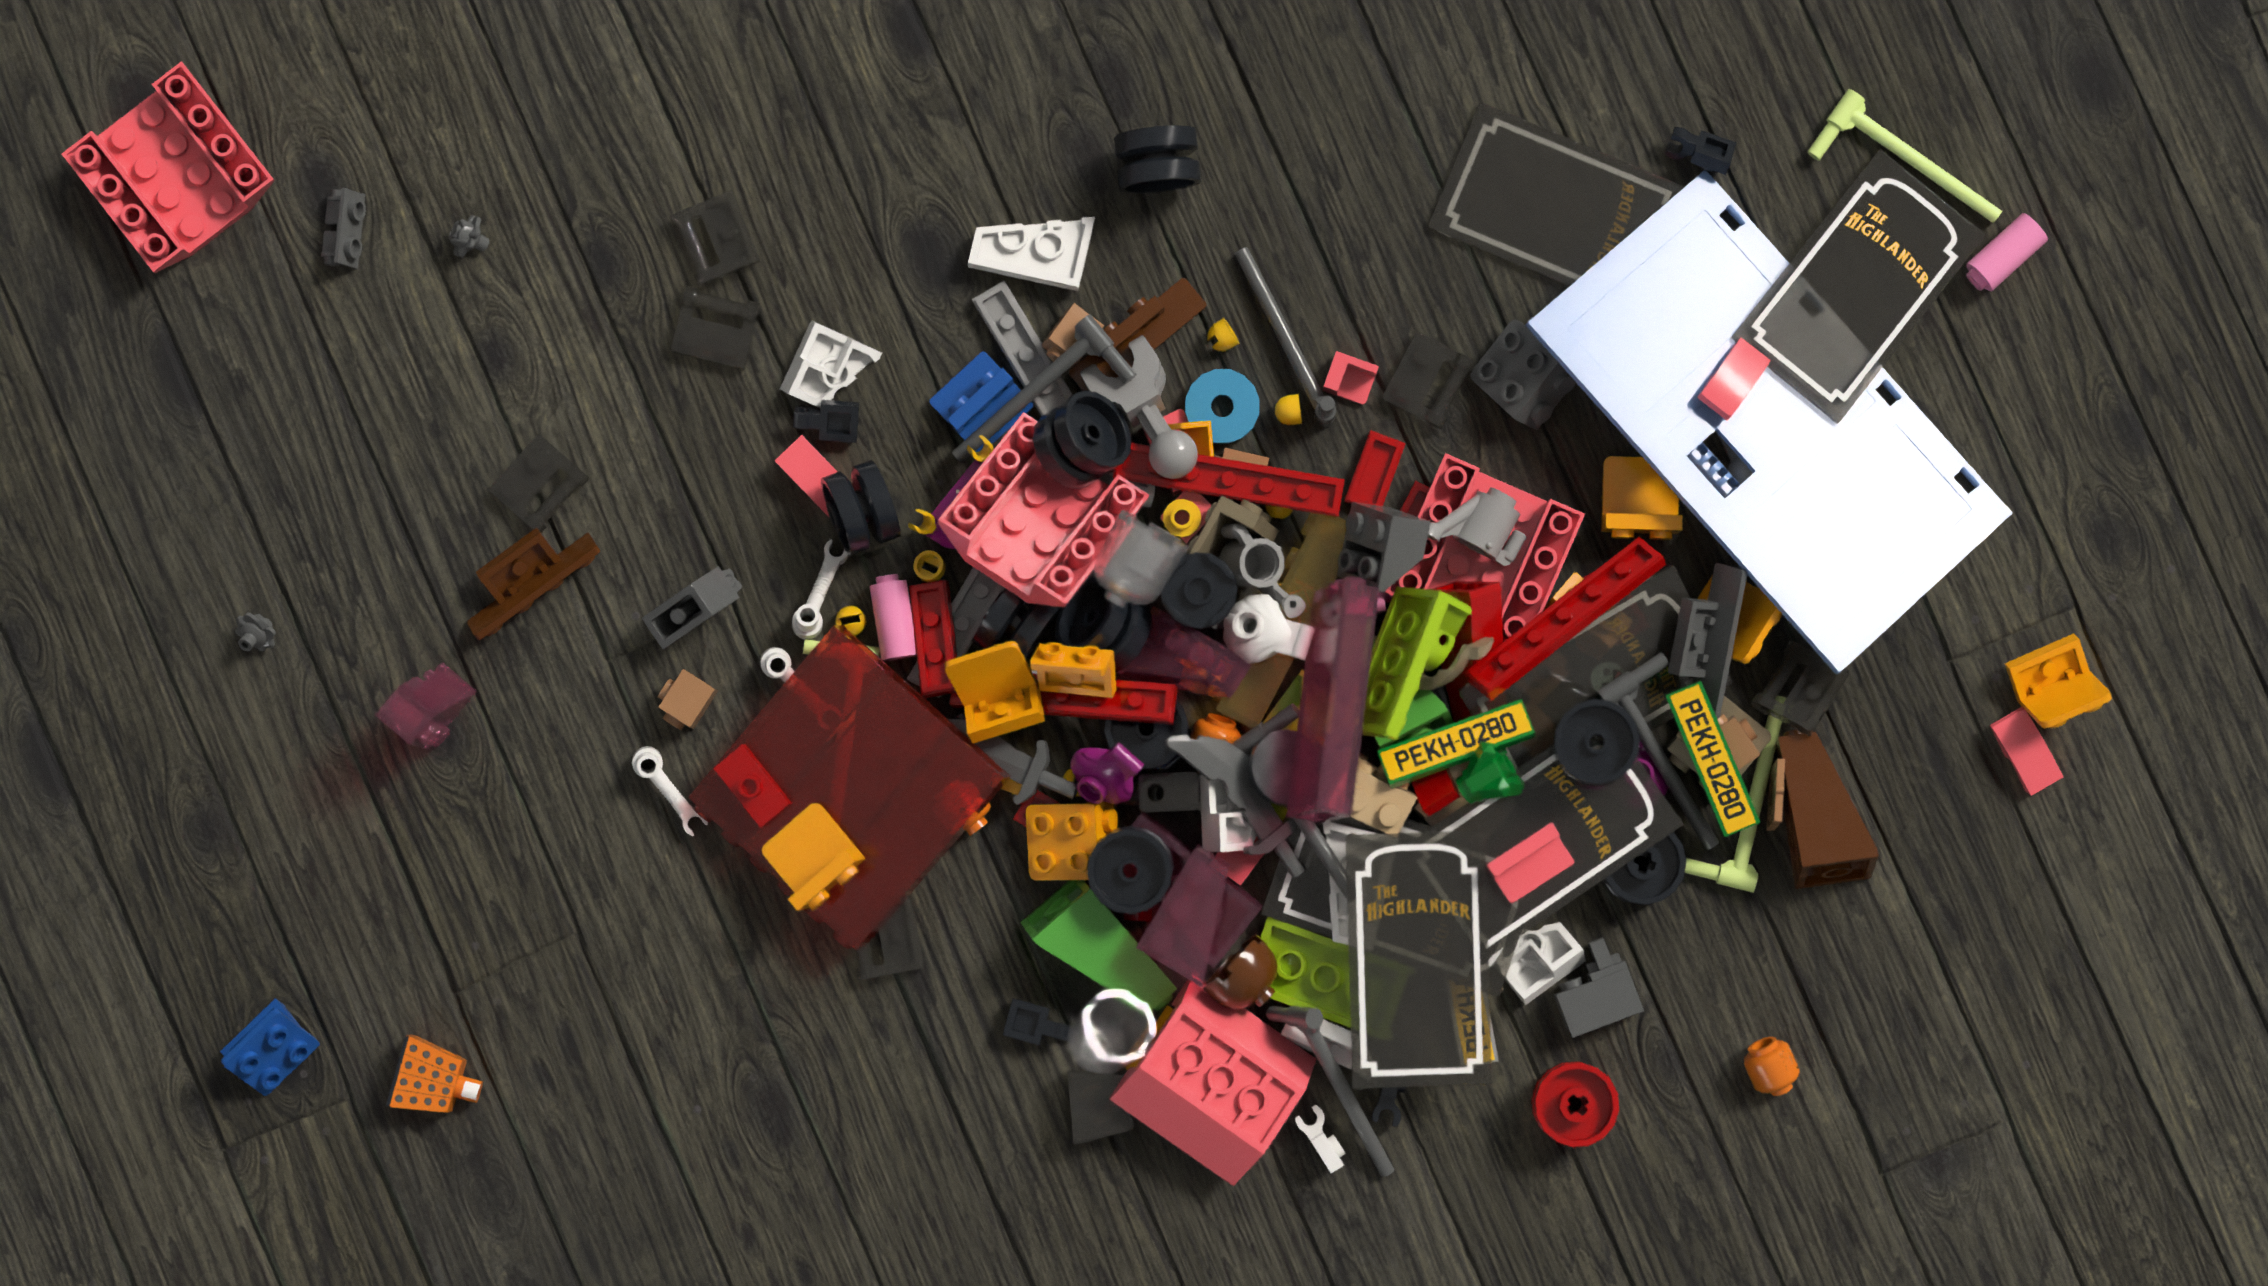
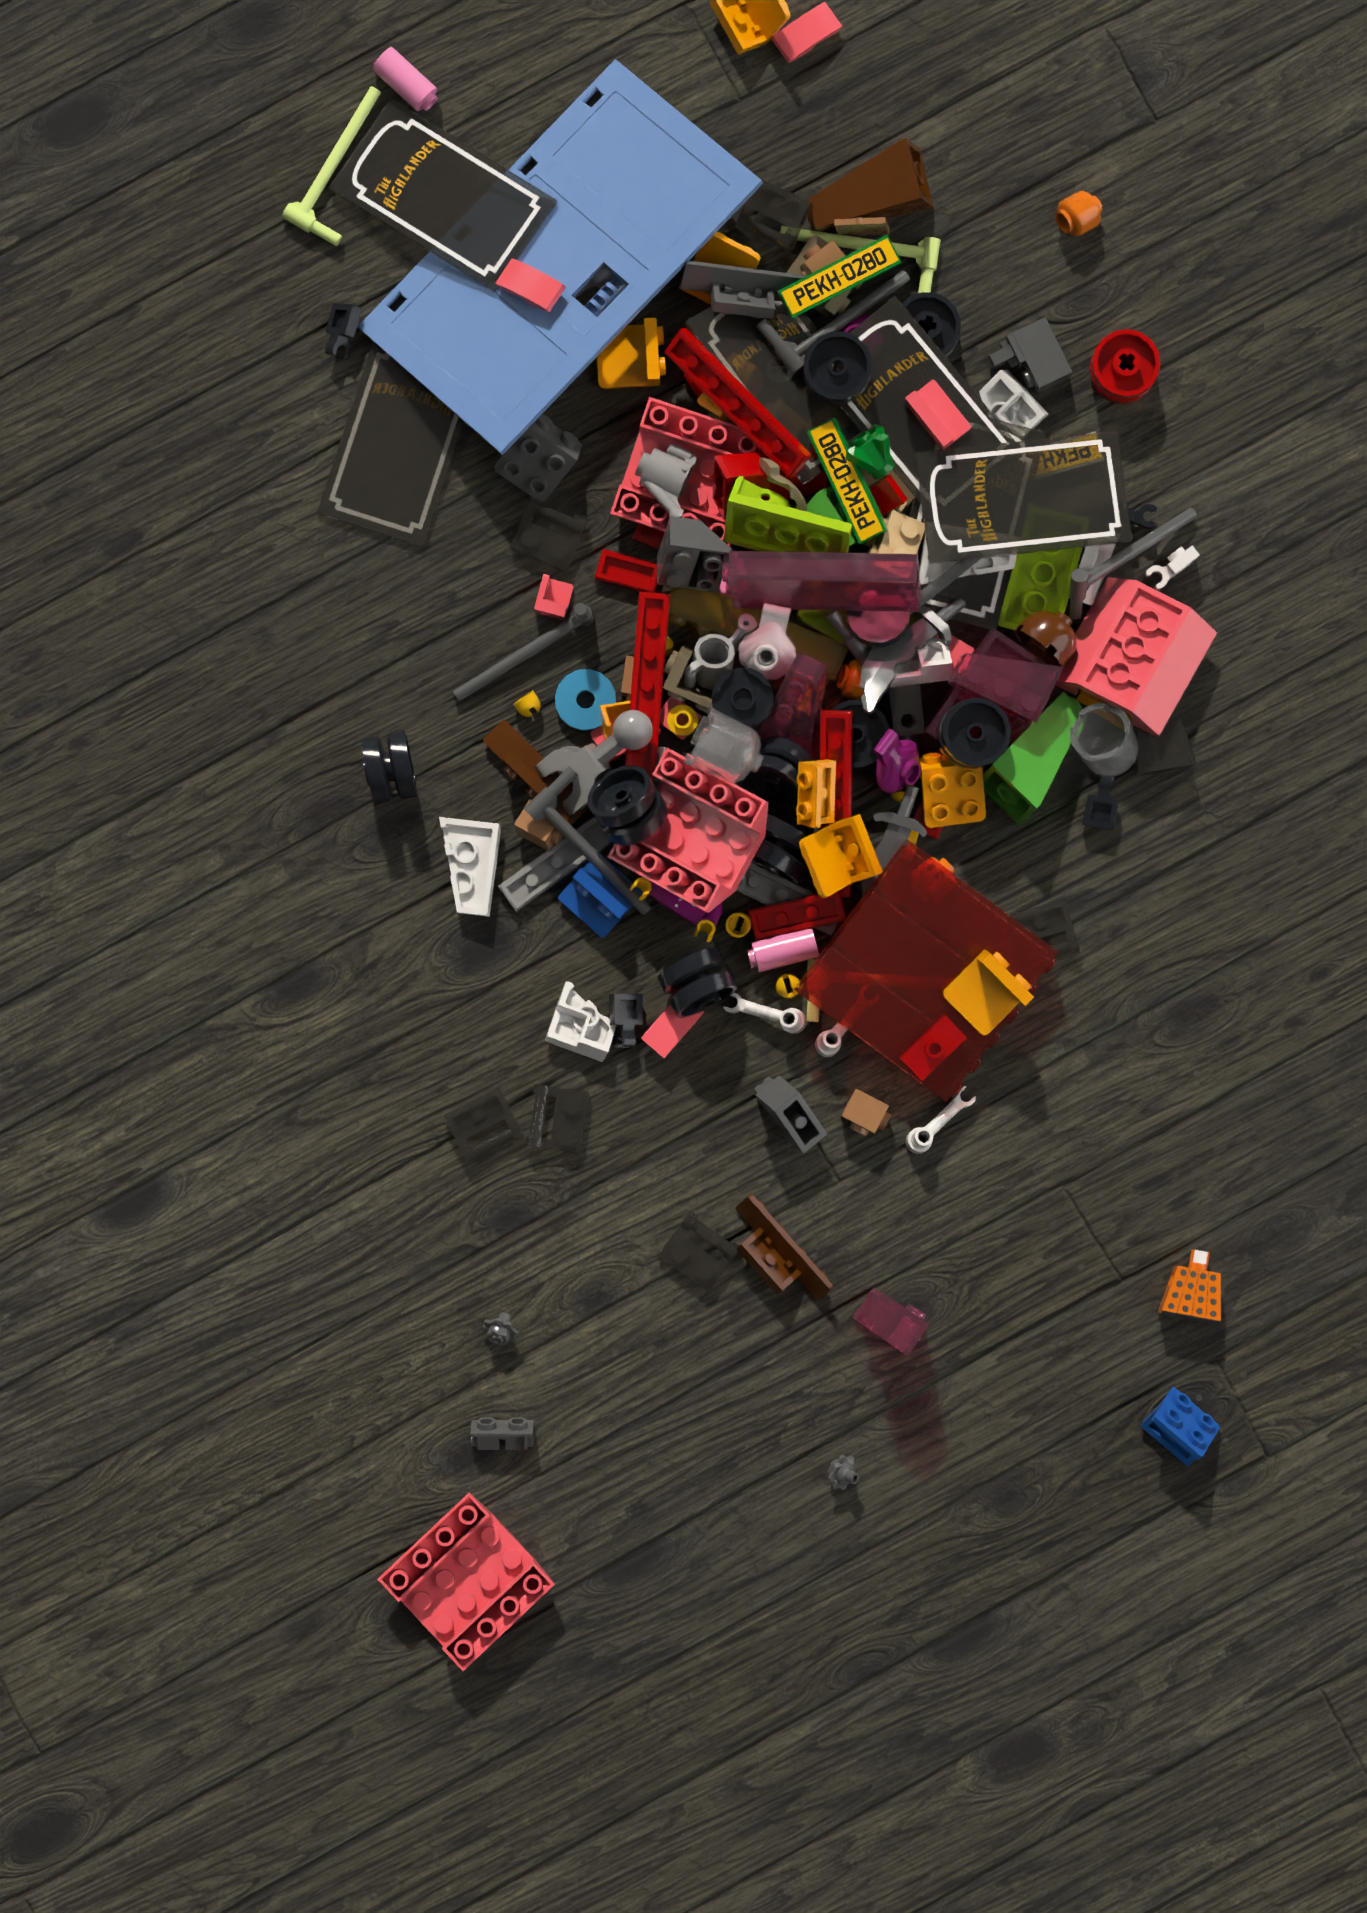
camera: 100 degrees left, 0 degrees up
(1288, 410) = (584, 644): yellow hinge -> none

